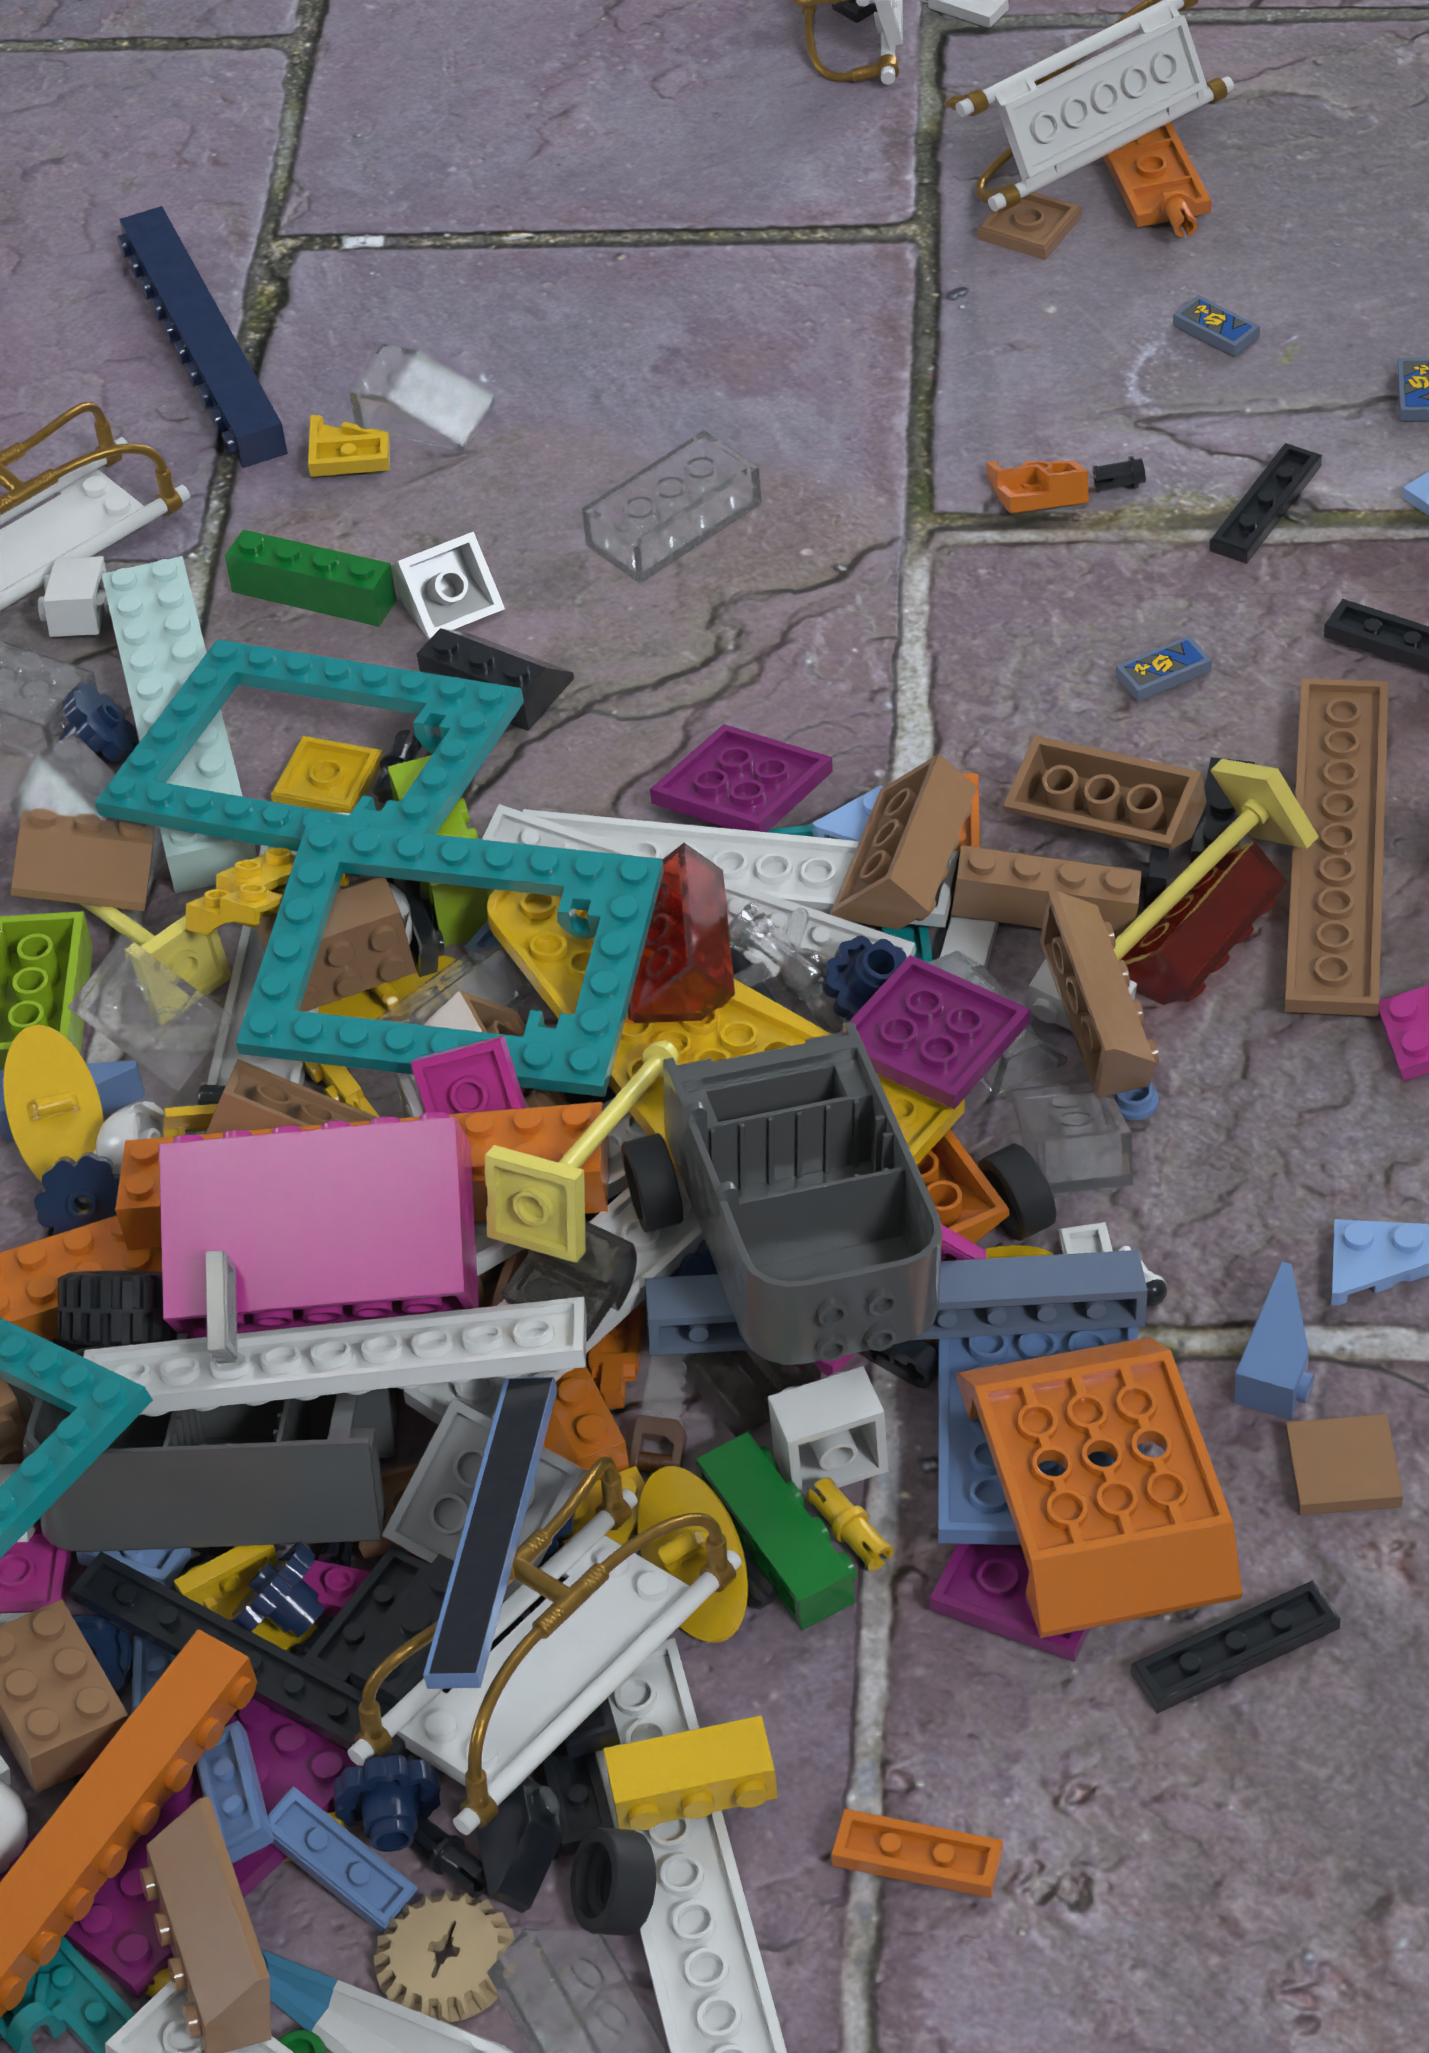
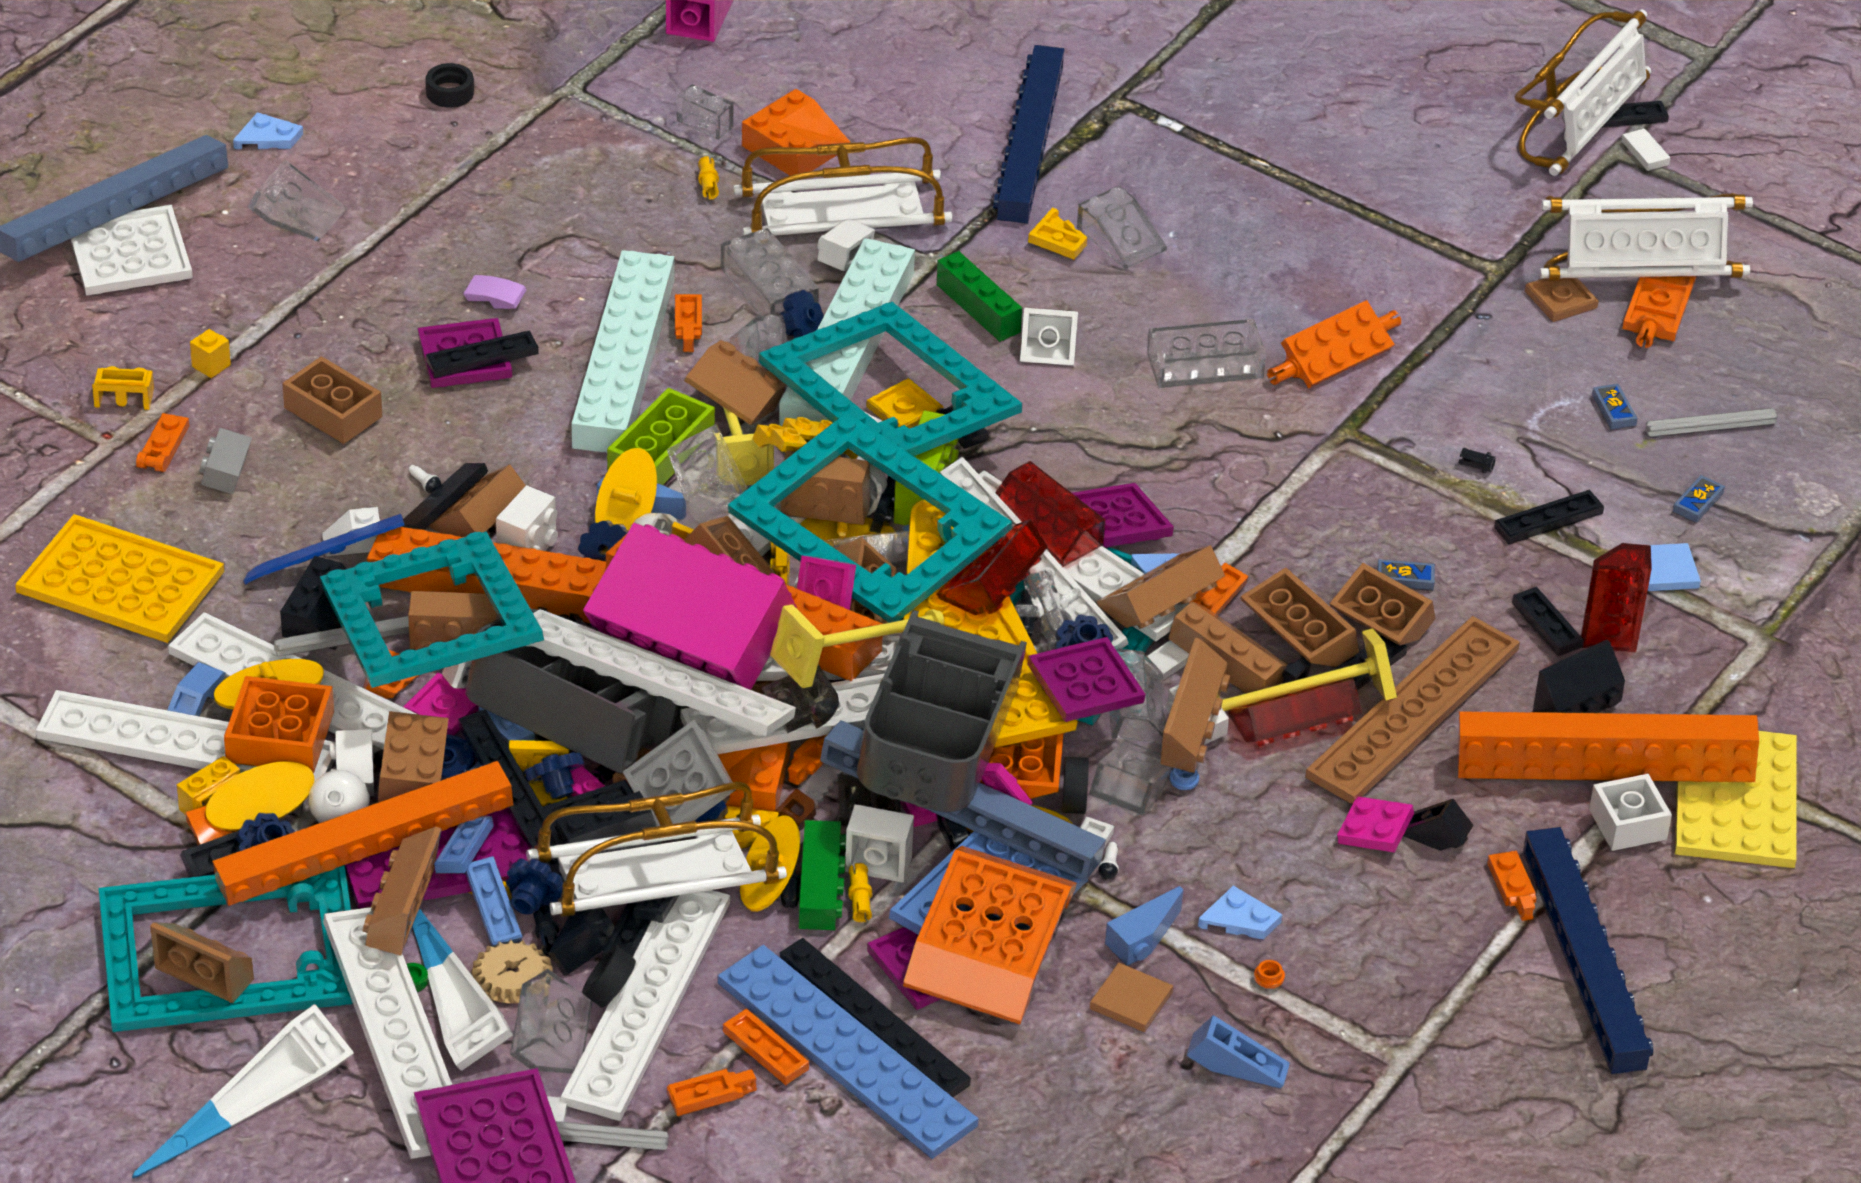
camera: 25 degrees right, 5 degrees down
(112, 1308) = (566, 597): black tyre -> none
(221, 1307) = (610, 615): light grey tile -> none
(477, 659) = (1043, 402): black slope -> none
(490, 1535) = (656, 780): black tile -> none
(652, 1182) = (872, 671): black tyre -> none
(664, 810) = (1059, 516): none -> clear red slope
(691, 1773) = (683, 951): yellow brick -> none
(820, 417) = (1335, 345): none -> orange plate
(894, 1978) = (710, 1090): none -> orange hinge
(1029, 1711) = (875, 1016): none -> black plate
(1037, 1787) = (848, 1051): none -> medium blue plate
(1039, 484) = (1427, 443): orange slope -> none
(1189, 720) = (1384, 605): none -> medium nougat slope
(1235, 1646) = (1002, 1046): black tile -> none
(1345, 289) = (1711, 422): none -> light grey axle

